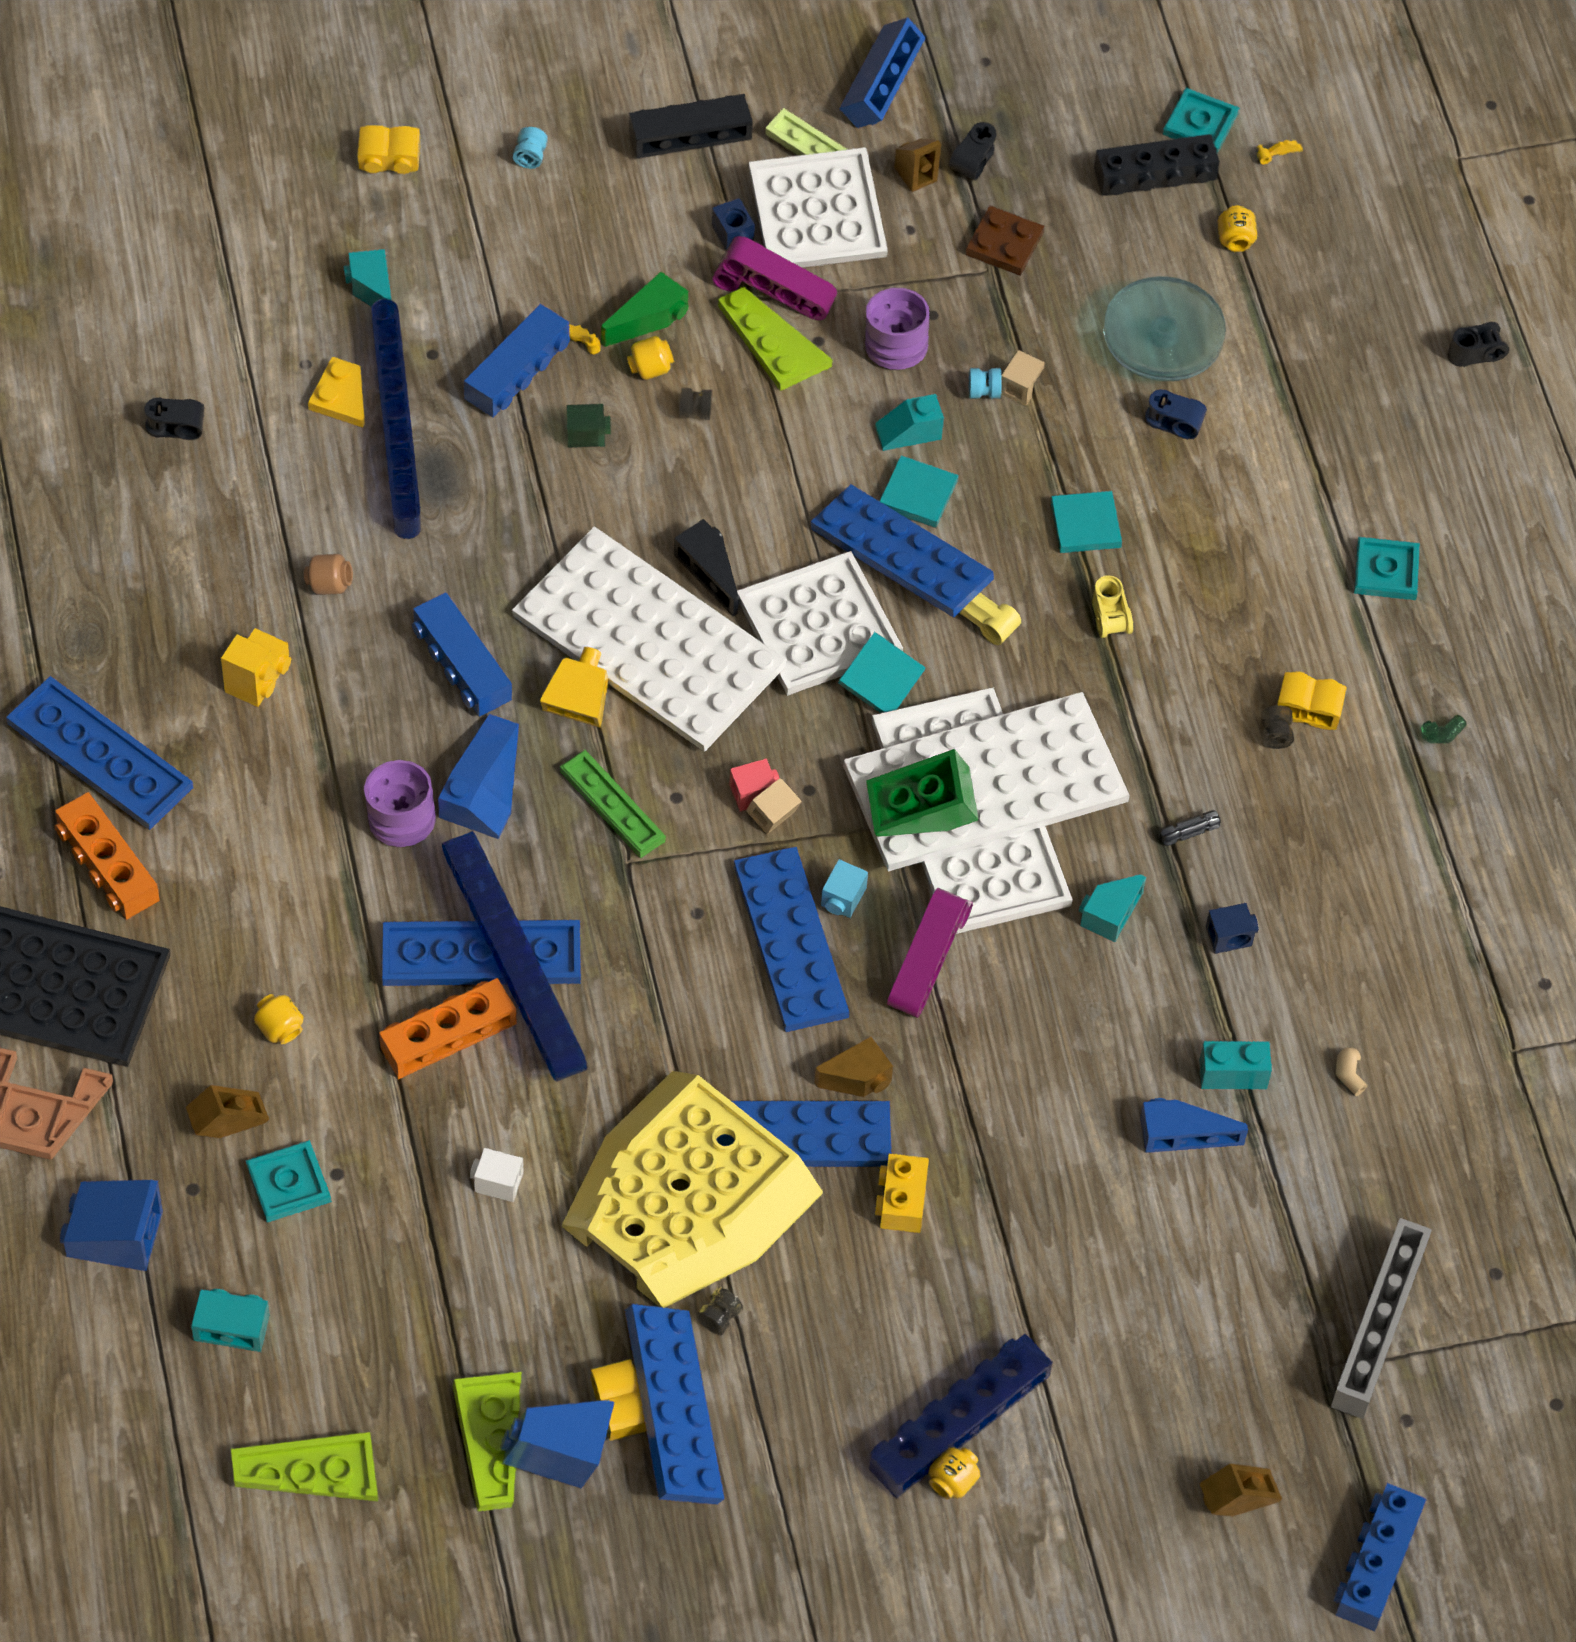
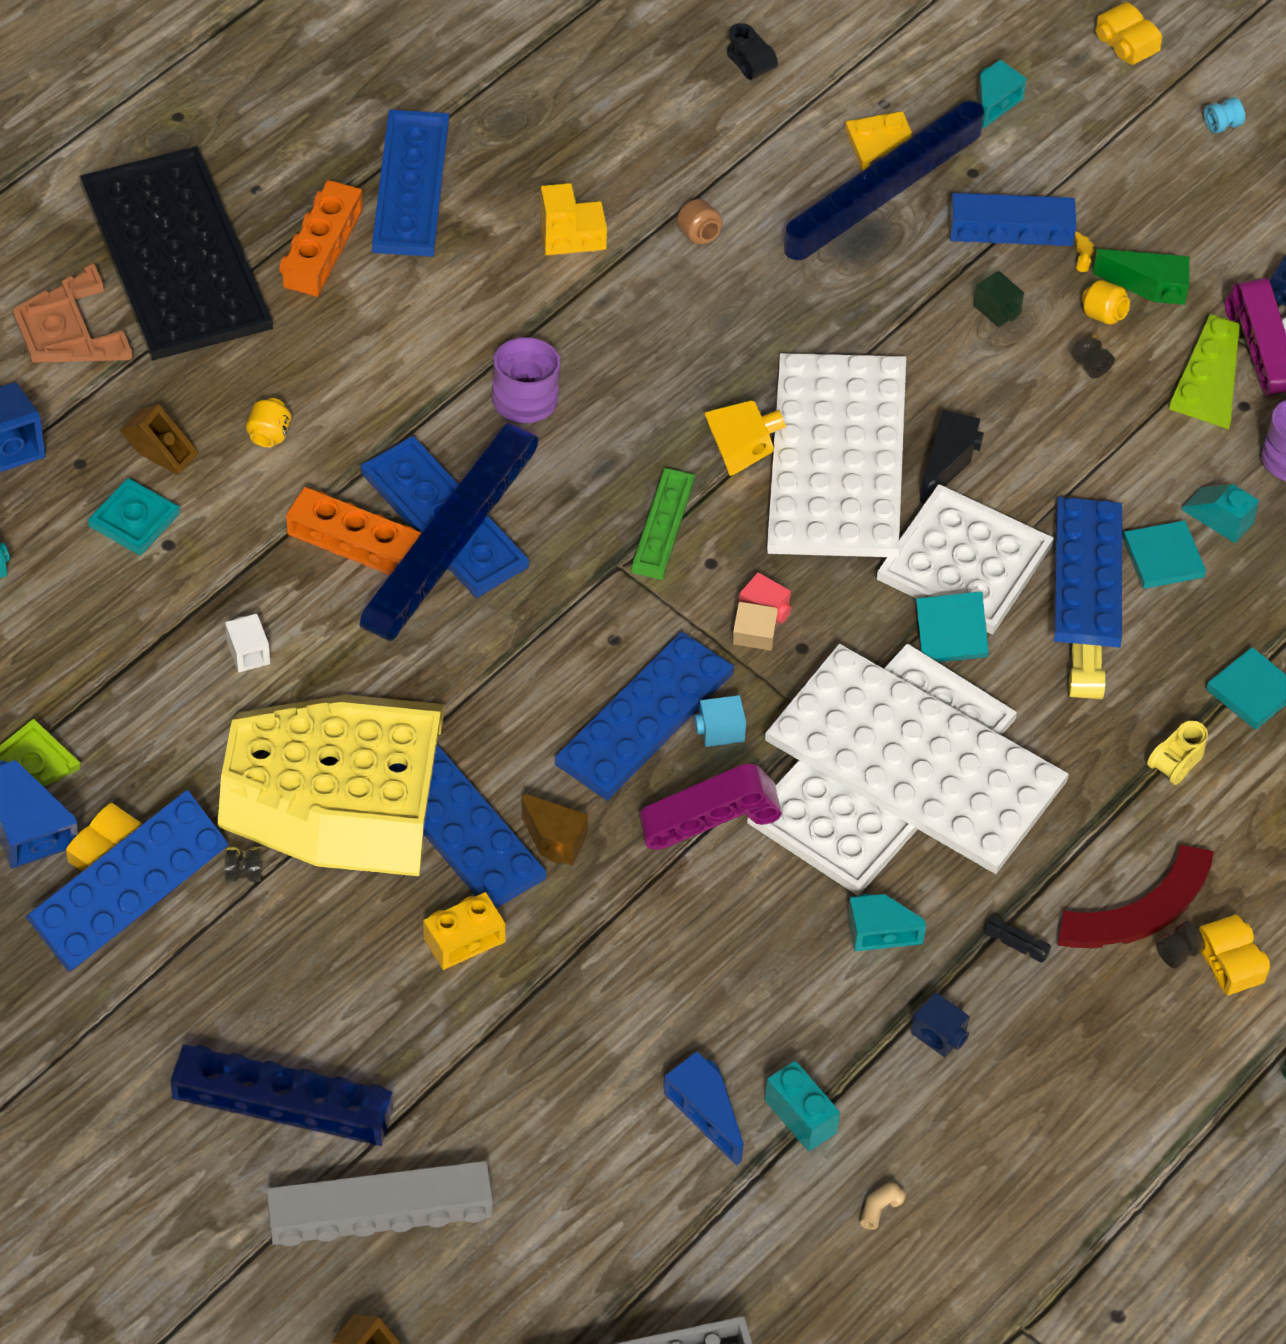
camera: 55 degrees right, 5 degrees down
(461, 654) = (703, 342): blue brick -> none
(483, 780) = (598, 425): blue wedge -> none
(923, 797) = (846, 712): green slope -> none
(954, 1473) = (222, 1122): yellow head -> none
(1109, 1408) = (379, 1203): none -> light grey brick
(1231, 727) = (1145, 915): none -> dark red tile

